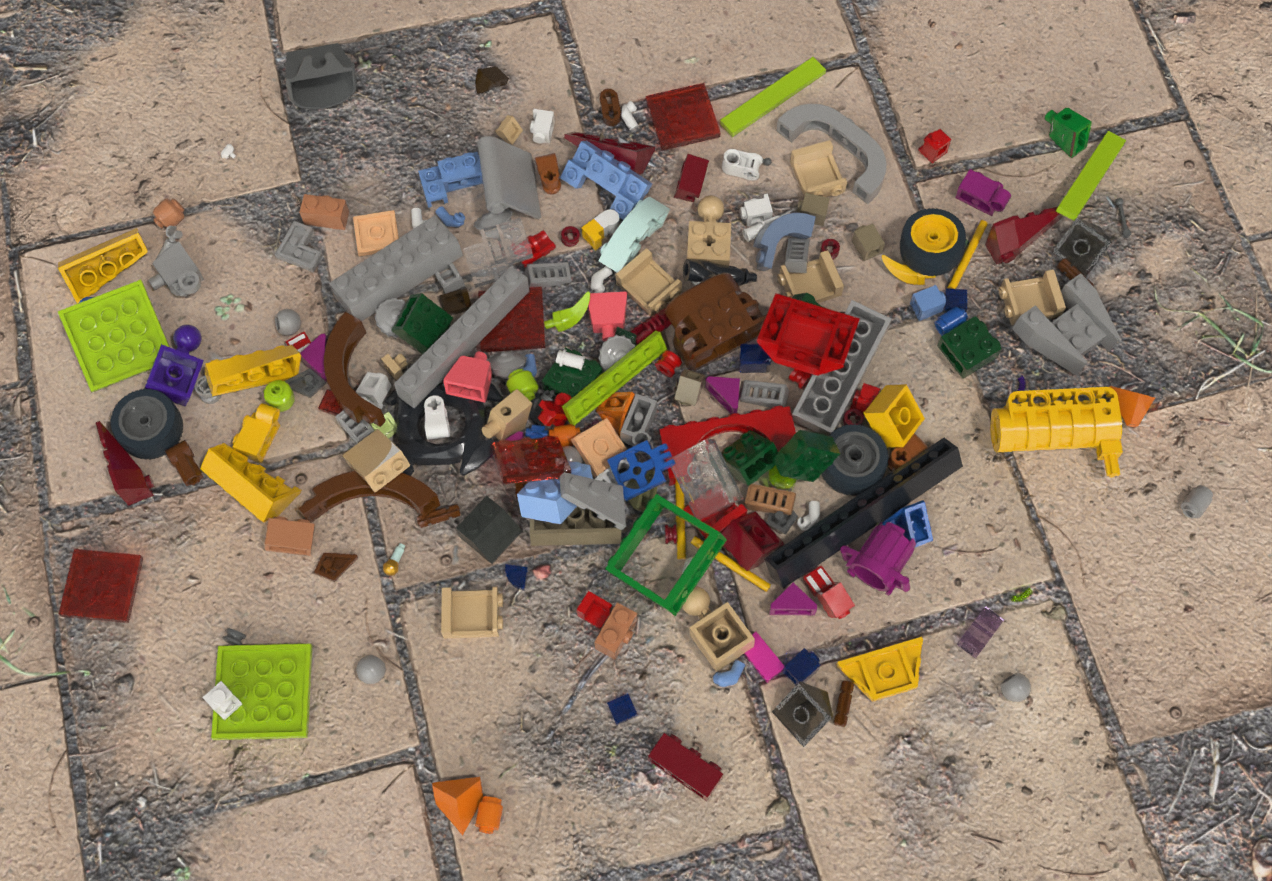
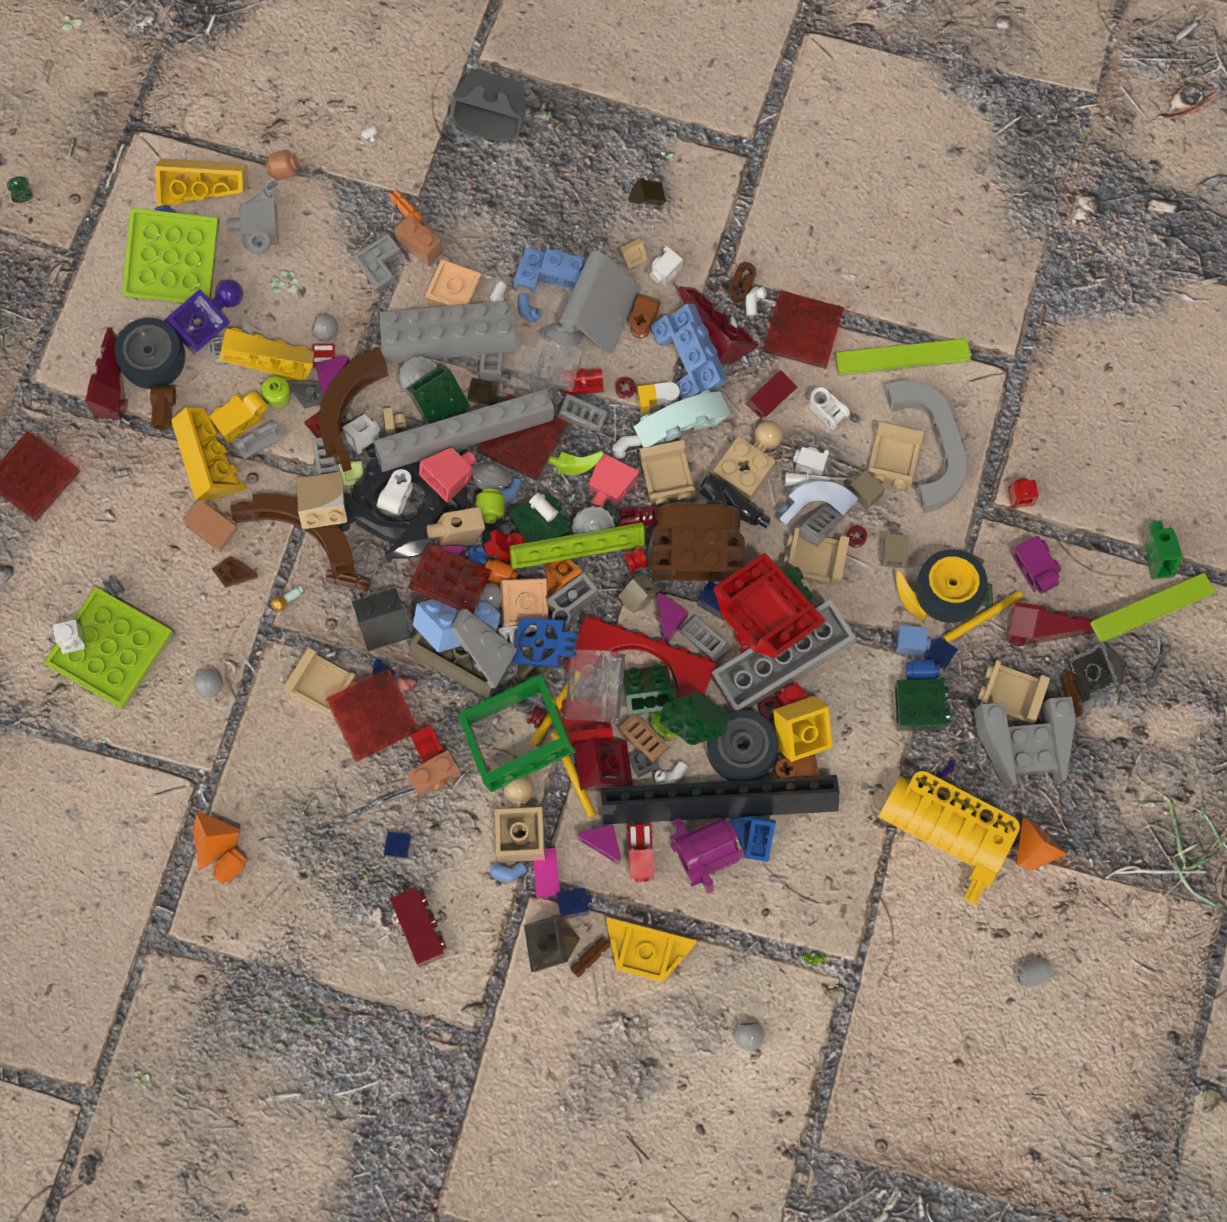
camera: 30 degrees right, 5 degrees up
(286, 443) = (258, 439): none -> light grey hinge
(293, 192) = (405, 206): none -> orange axle
(532, 612) = (372, 715): none -> clear red plate
(980, 632) = (753, 968): clear purple slope -> none

